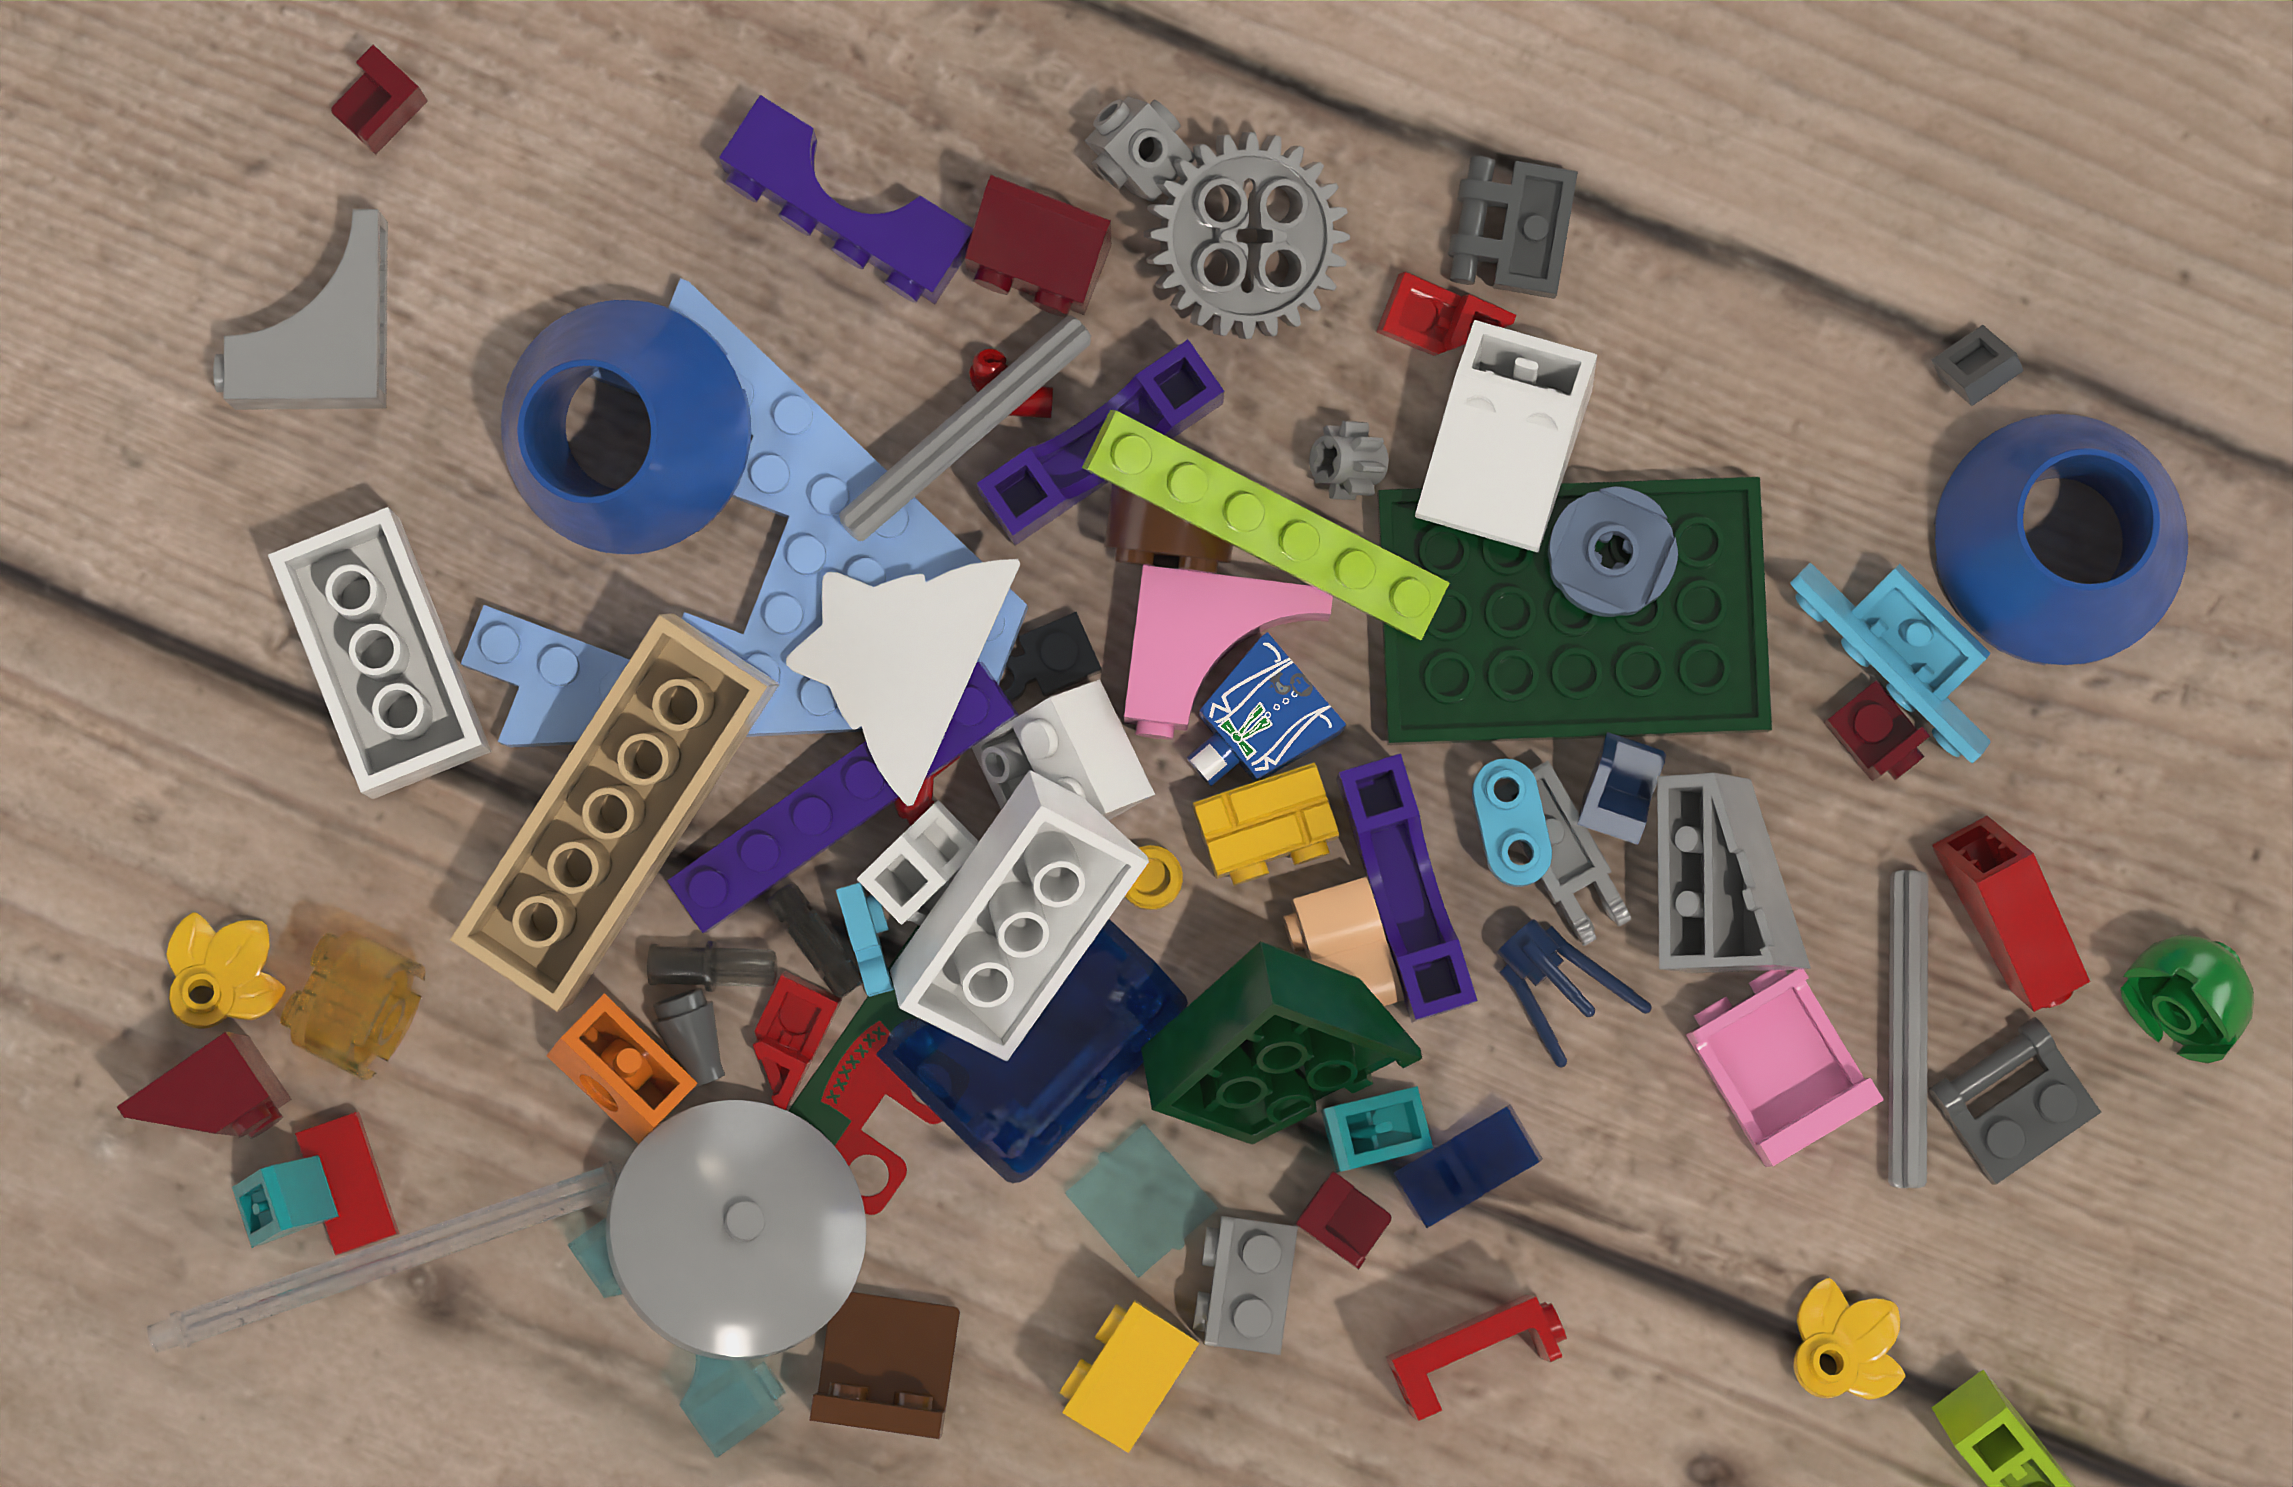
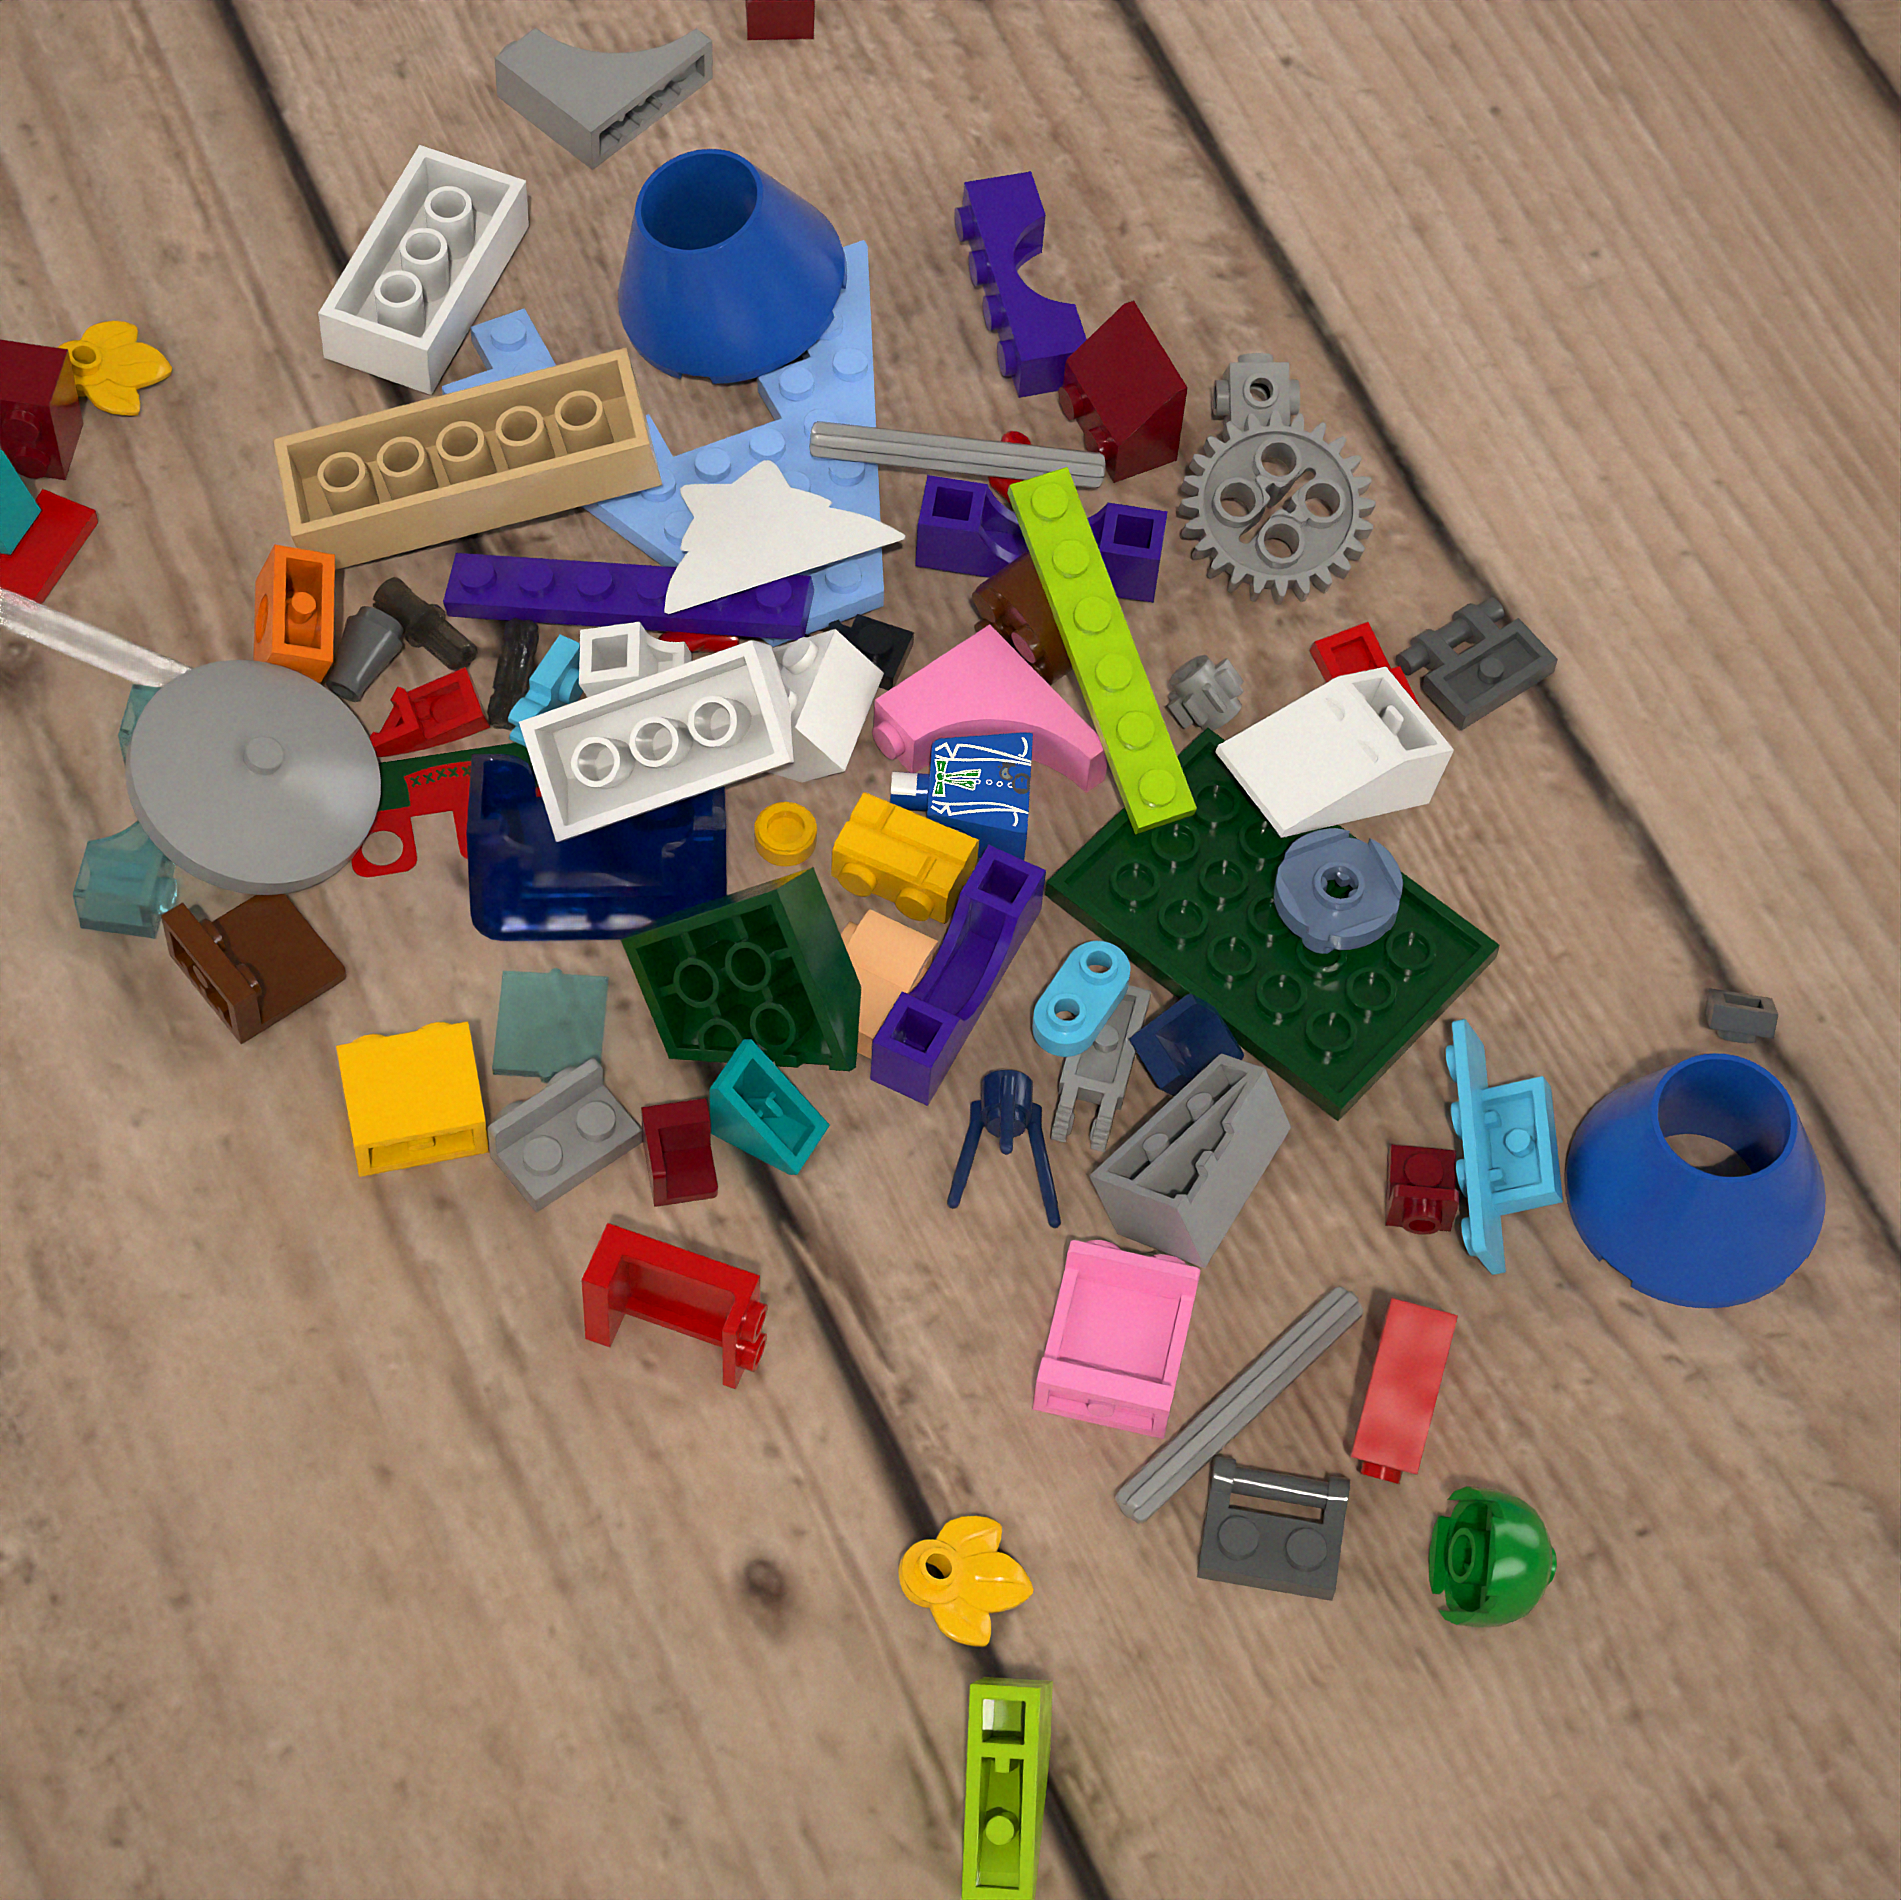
camera: 40 degrees right, 25 degrees down
(353, 1003) = (170, 436): clear yellow brick -> none
(1468, 1166) = (809, 1208): clear blue slope -> none

